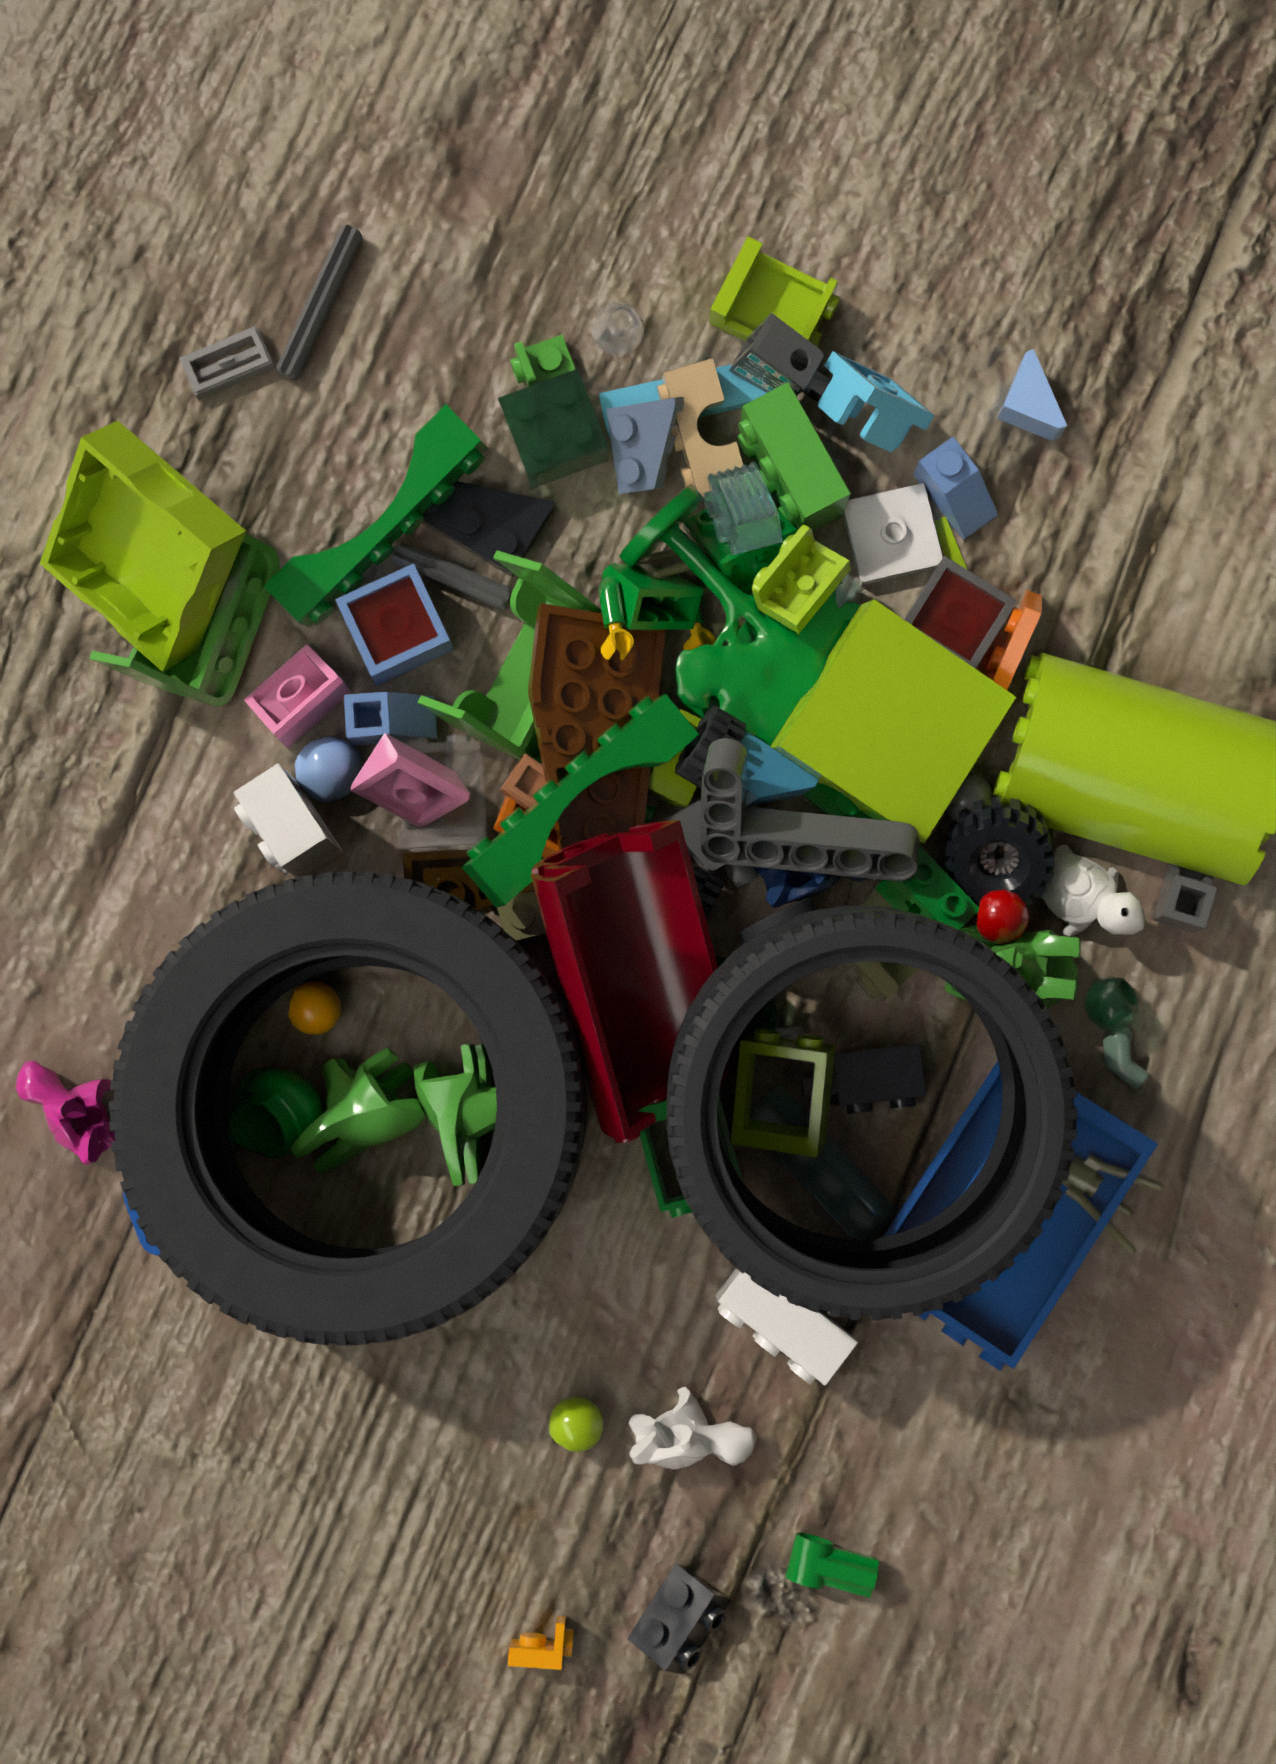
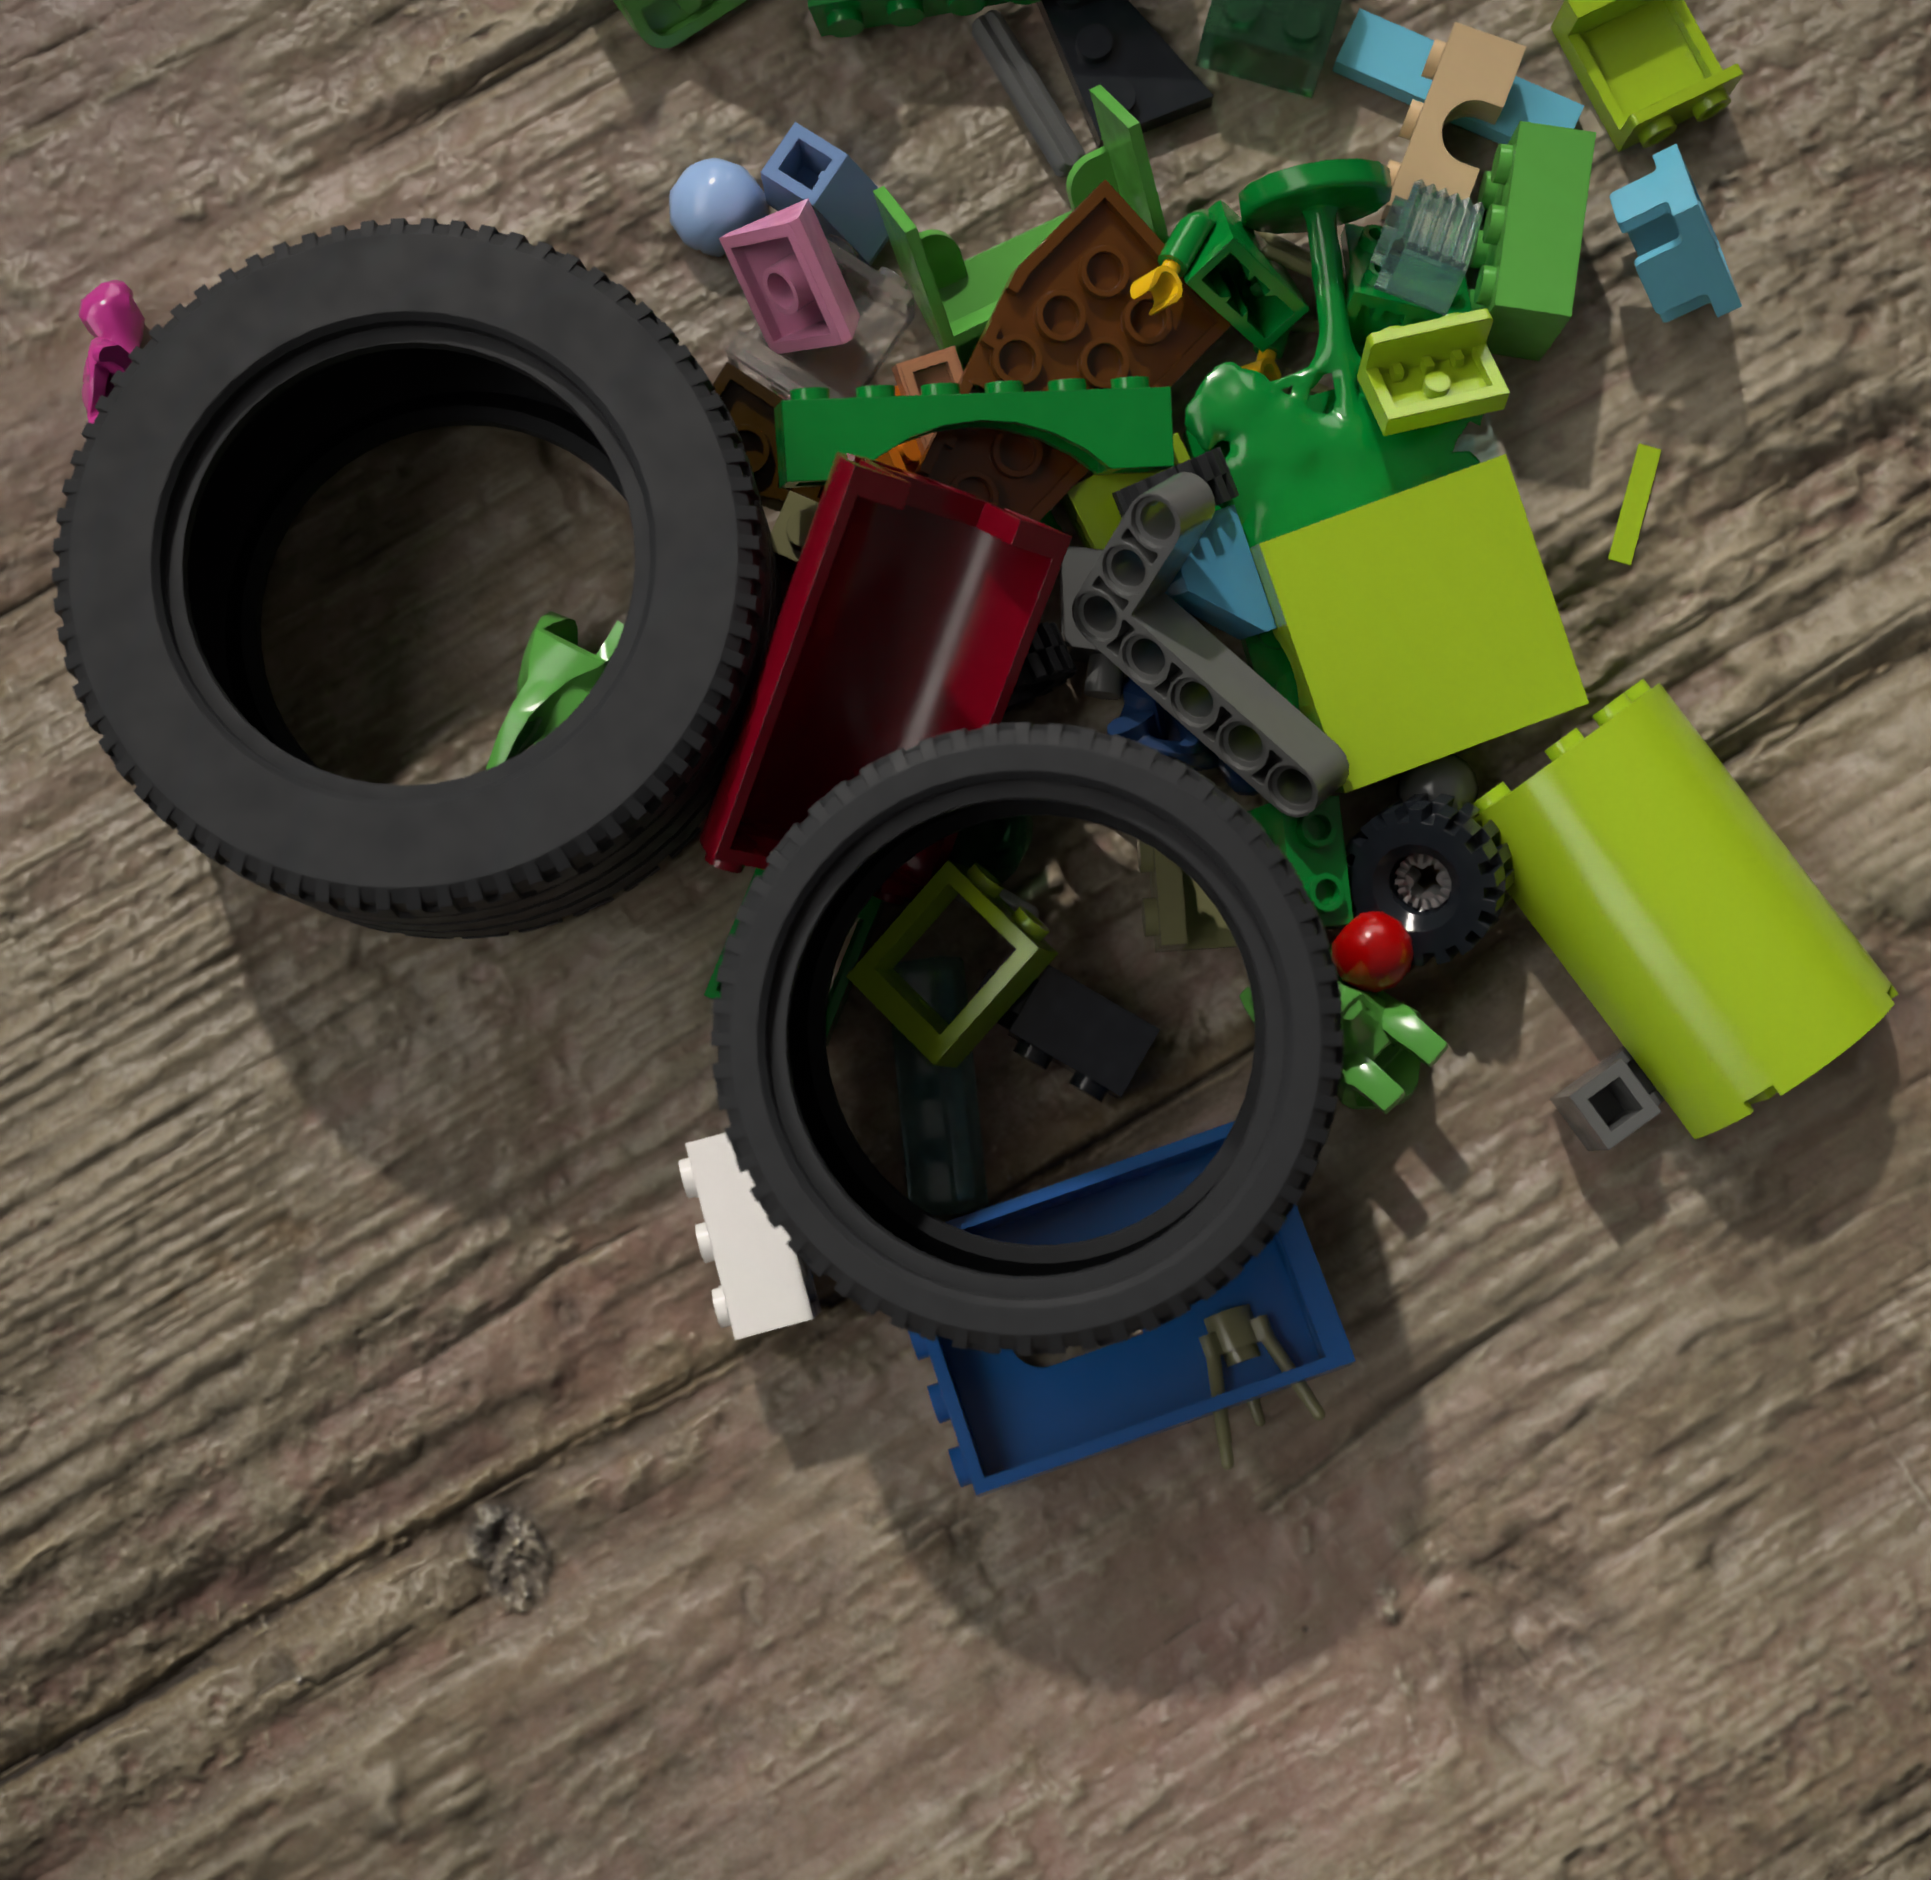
camera: 35 degrees right, 0 degrees up
(272, 1111) = (351, 549): green helmet -> none
(287, 822) = (615, 204): white brick -> none
(297, 696) = (742, 101): bright pink slope -> none
(314, 1008) = (490, 464): light orange piece -> none
(360, 1110) = (448, 616): bright green piece -> none
(394, 624) = (917, 93): piece -> none
(536, 1652) = (171, 1396): light orange bracket -> none
(576, 1424) = (420, 1168): lime piece -> none
(642, 442) = (1368, 93): sand blue wing -> none
(679, 1621) = (364, 1490): black bracket -> none
(684, 1437) = (537, 1282): white animal -> none
(778, 356) = (1610, 96): dark grey torso -> none
(819, 1563) = (578, 1549): green piece -> none
(892, 534) = (1582, 422): white plate -> none
(956, 488) = (1701, 419): medium blue slope -> none
(960, 611) = (1600, 560): clear red piece -> none
(1020, 628) = (1655, 632): orange wing -> none
(1031, 401) = (1867, 387): light blue slope -> none
(1087, 892) = (1496, 1002): white animal -> none
(1111, 1003) = (1426, 1157): clear green piece -> none
(1118, 1057) = (1387, 1227): sand green arm -> none

